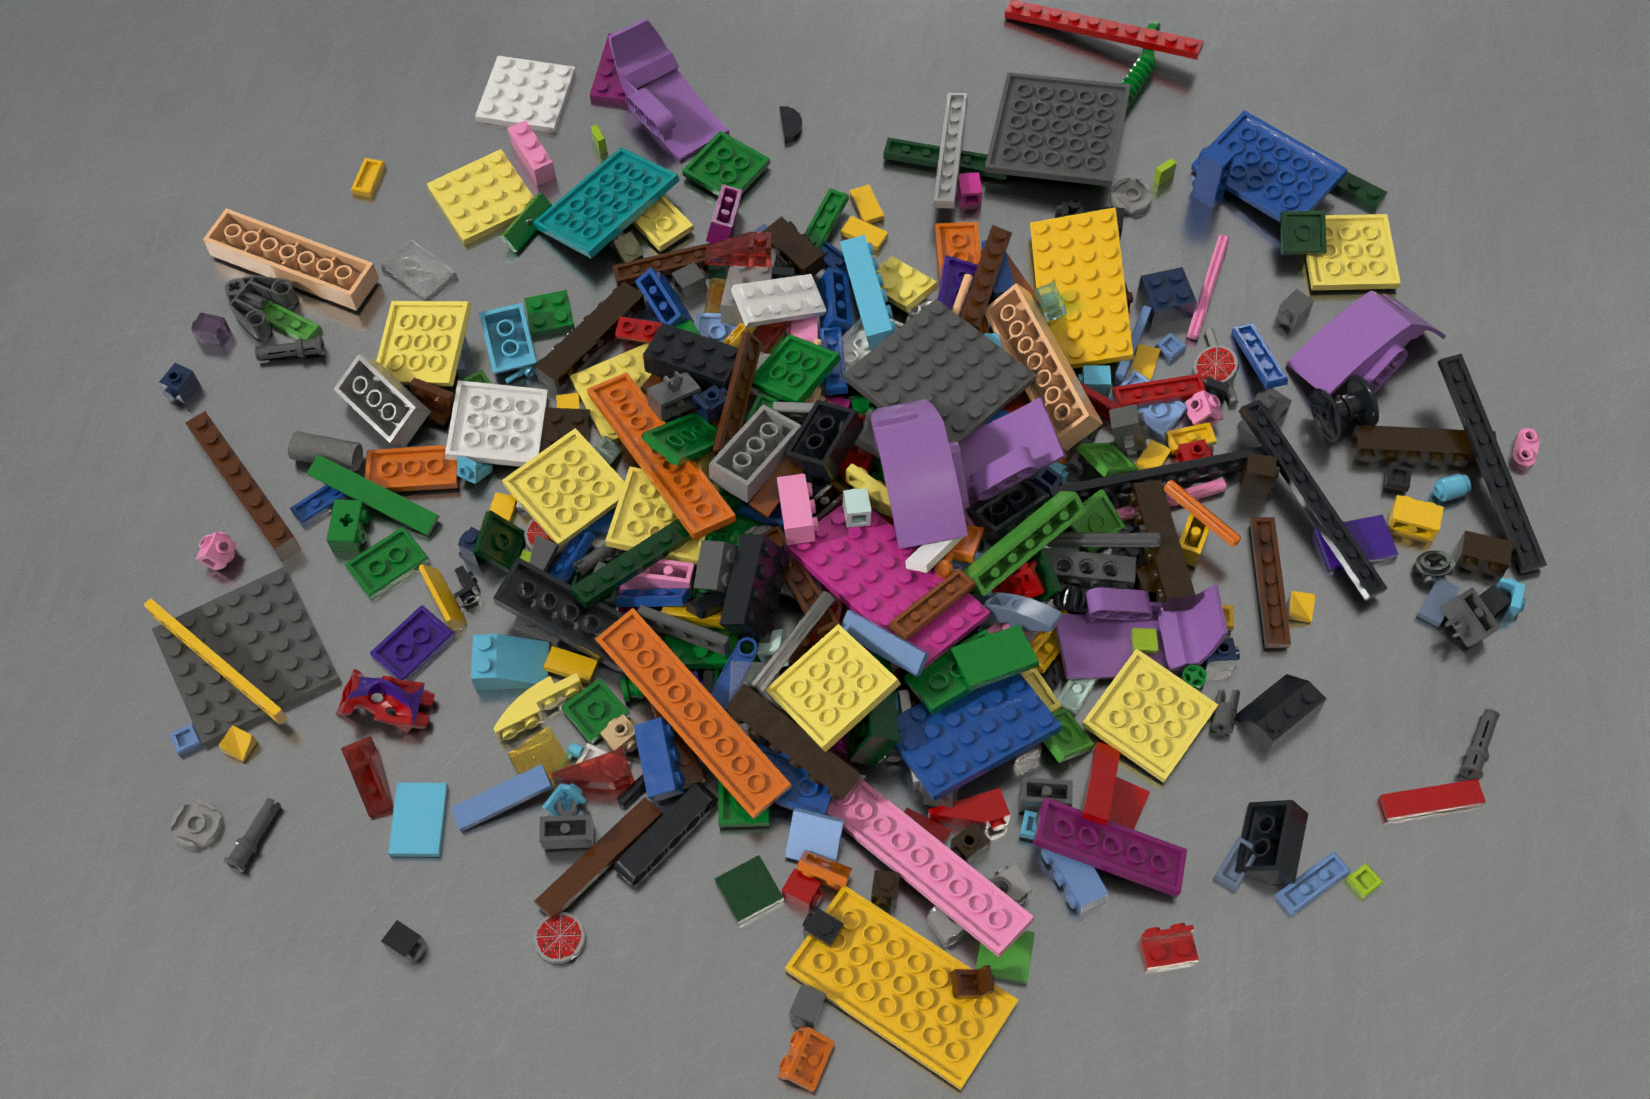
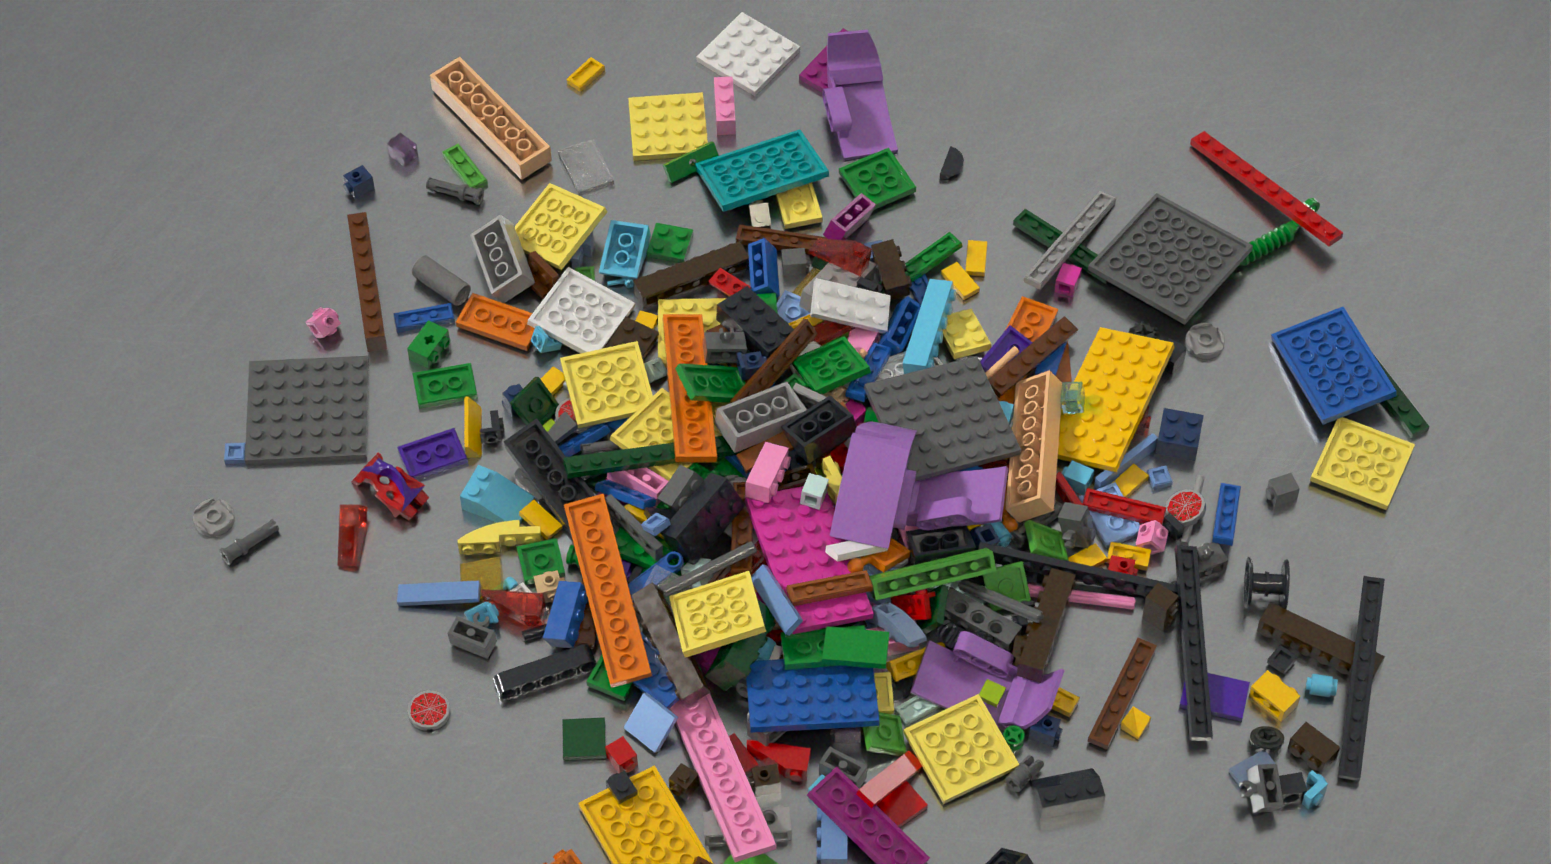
camera: 25 degrees right, 5 degrees down
(216, 662) = (282, 404): yellow tile -> none
(238, 743) = (270, 471): yellow slope -> none
(251, 294) = (449, 133): dark grey connector -> none
(373, 495) = (459, 329): green tile -> none
(404, 942) = (317, 663): black brick -> none
(418, 820) = (371, 582): medium azure tile -> none
(598, 139) = (785, 115): lime tile -> none
(598, 858) = (484, 667): reddish brown tile -> none
(711, 617) = (655, 524): none -> medium blue tile
(807, 1007) = (580, 837): dark grey brick -> none
(824, 870) = (644, 747): orange bracket -> none
(1165, 171) = (1244, 331): lime tile -> none
(1193, 540) = (1079, 632): yellow brick -> none
(1202, 513) = (1091, 614): orange axle -> none
(1208, 287) = (1222, 441): bright pink axle -> none
(1212, 174) = (1276, 349): blue brick -> none
(1303, 233) = (1326, 429): dark green tile -> none
(1360, 341) = (1319, 540): medium lavender beam -> none
(1525, 447) = (1409, 682): bright pink plate -> none

